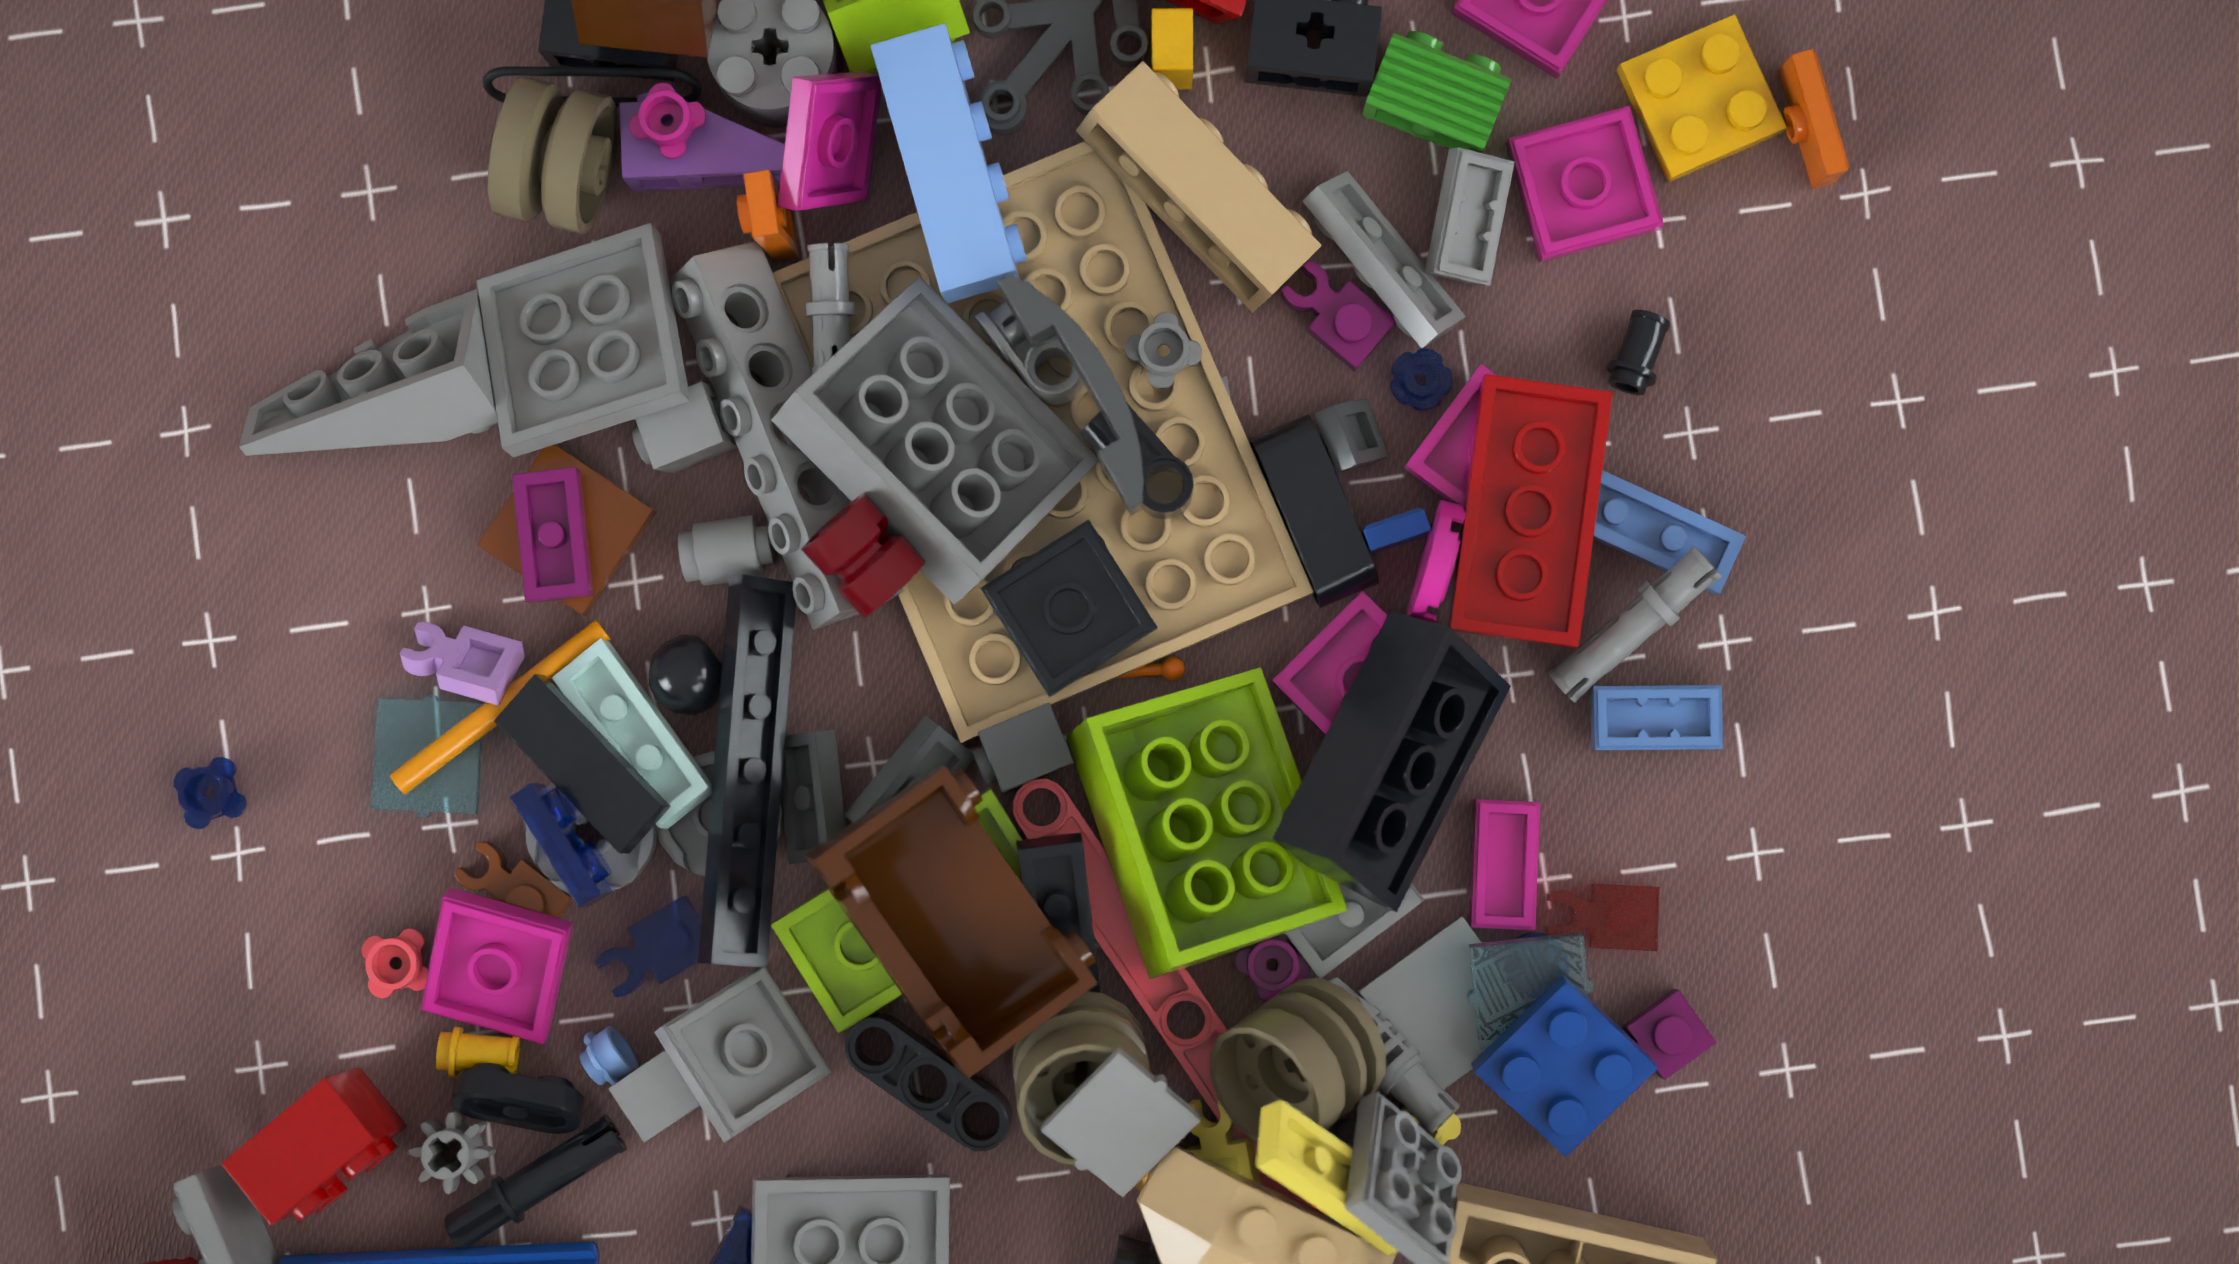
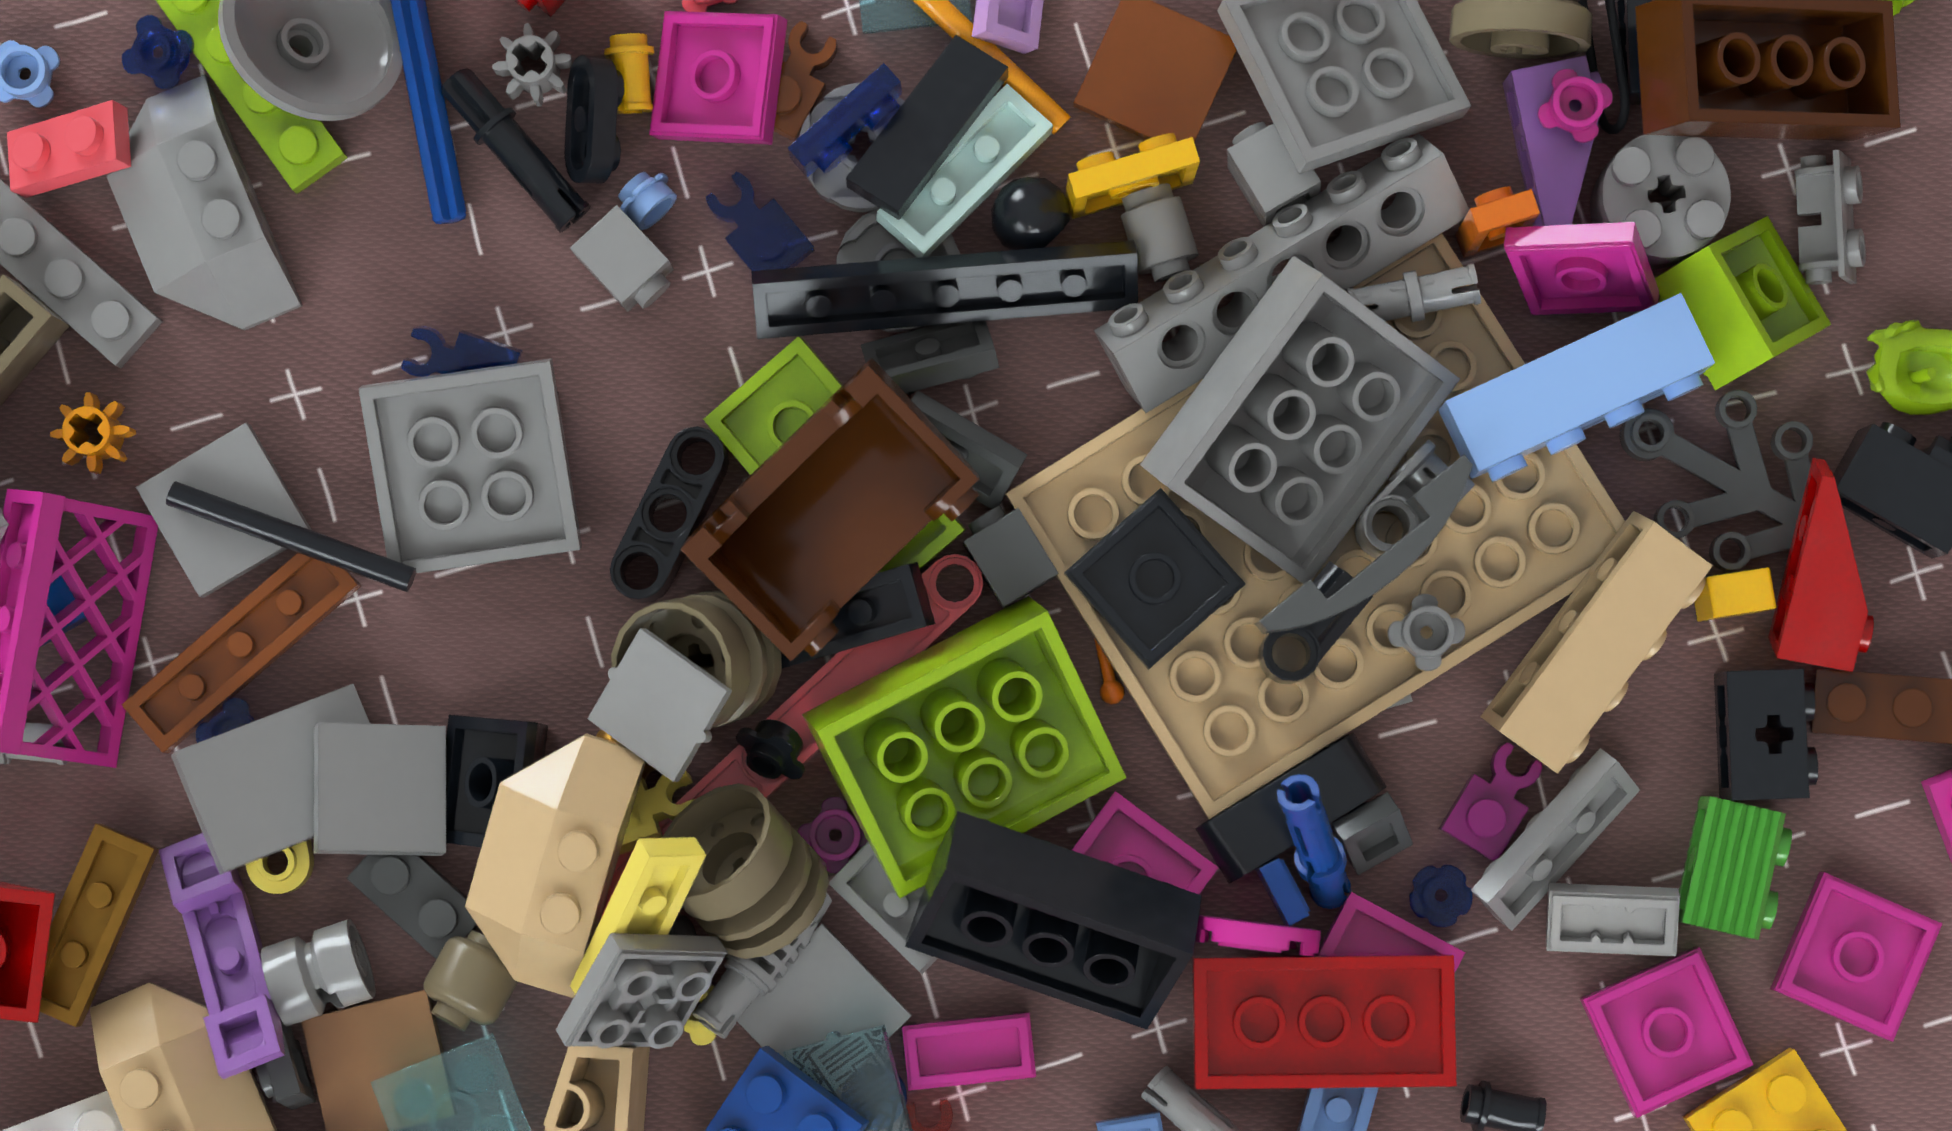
camera: 75 degrees right, 0 degrees up
(552, 535) = (1146, 61): magenta plate -> none
(665, 594) = (1105, 181): none -> yellow plate
(742, 1052) = (671, 329): light grey tile -> none
(863, 555) = (1173, 367): dark red wheel -> none
(1180, 1014) = (772, 749): none -> black plate
(1365, 490) = (1318, 854): none -> blue pin

